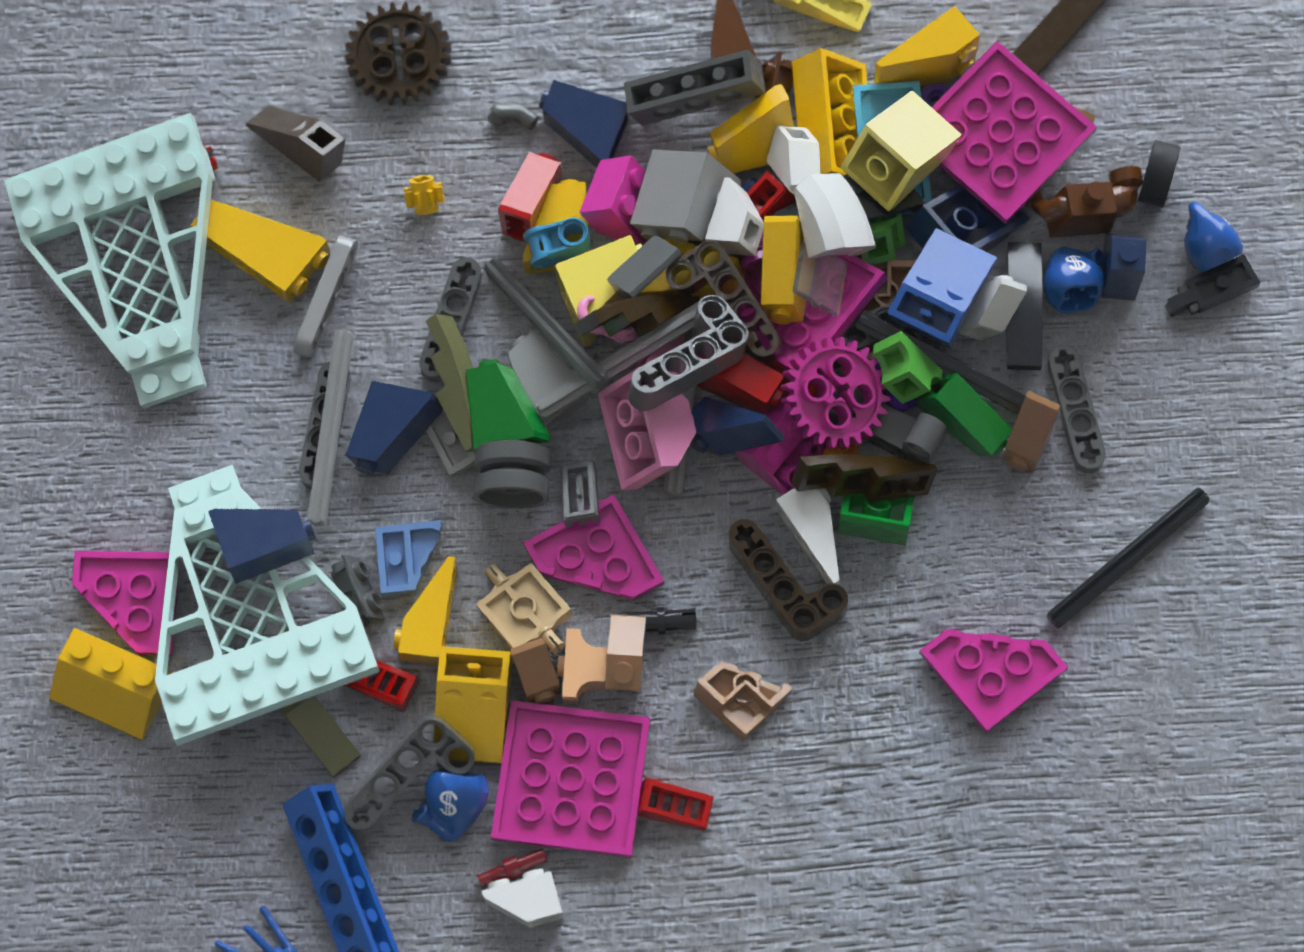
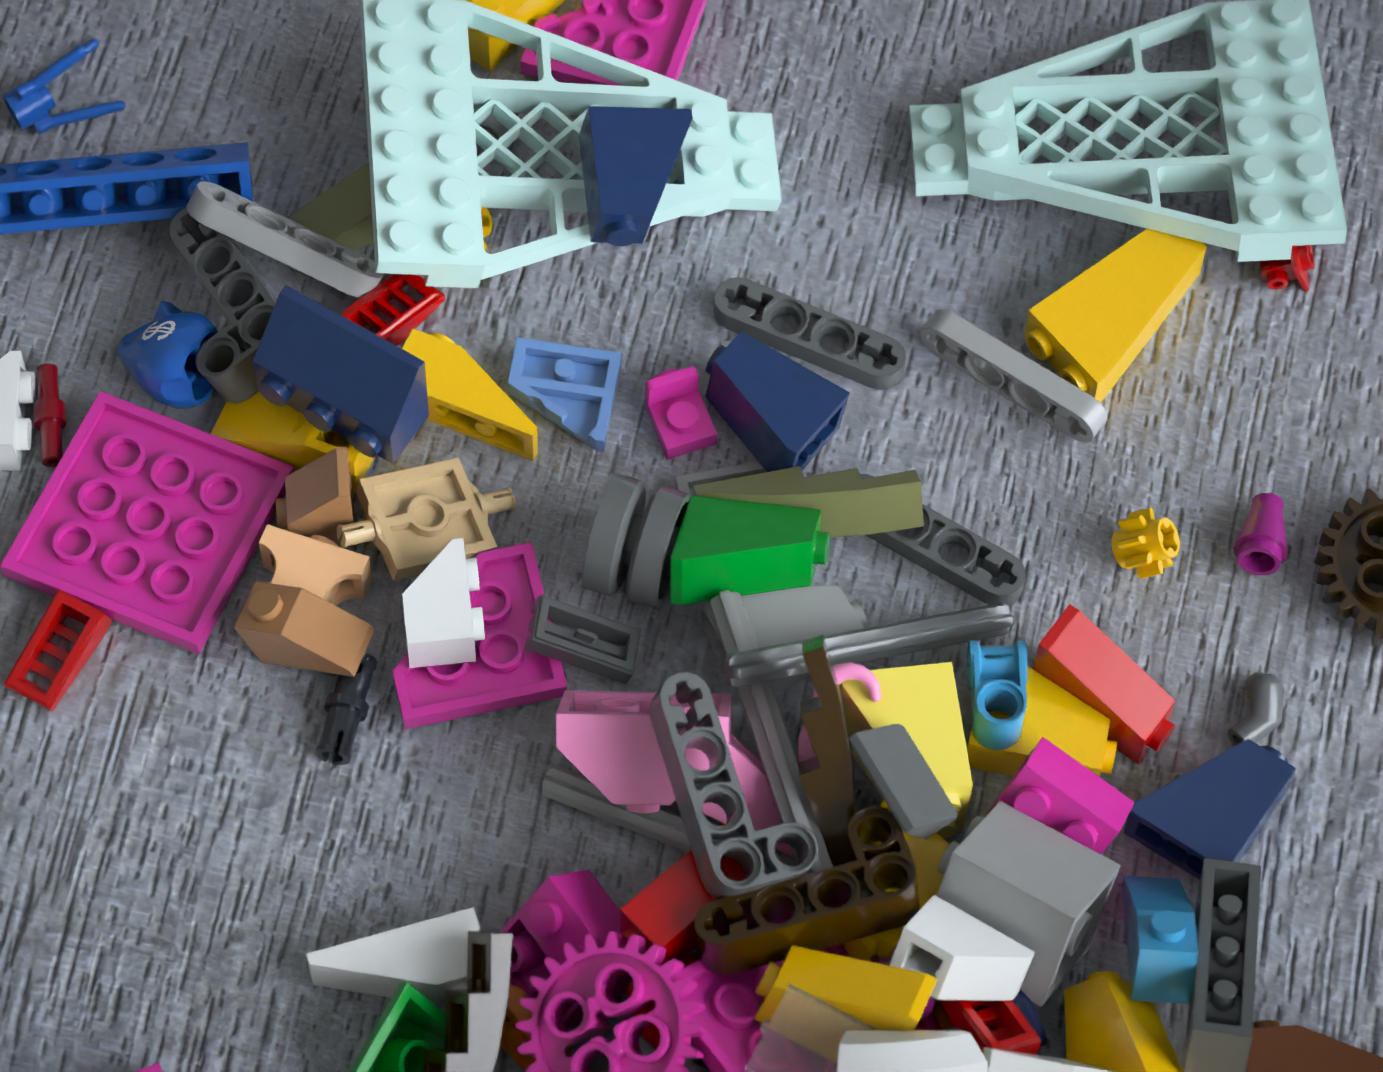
camera: 100 degrees right, 10 degrees down
(301, 139) = (1283, 393): dark brown slope -> none
(330, 428) = (795, 326): light grey axle -> none
(352, 576) = (541, 318): dark grey hinge -> none
(359, 718) = (283, 239): none -> light grey beam
(397, 134) = (1262, 538): none -> magenta cone
(405, 485) = (679, 412): none -> dark pink bracket
(467, 664) = (341, 376): none -> dark blue slope
(591, 574) = (439, 611): none -> white slope
(680, 126) = (1159, 939): none -> dark azure slope
(730, 429) = (615, 864): dark blue slope -> none
(739, 697) = (186, 786): medium nougat slope -> none
(781, 577) = (353, 896): dark brown beam -> none

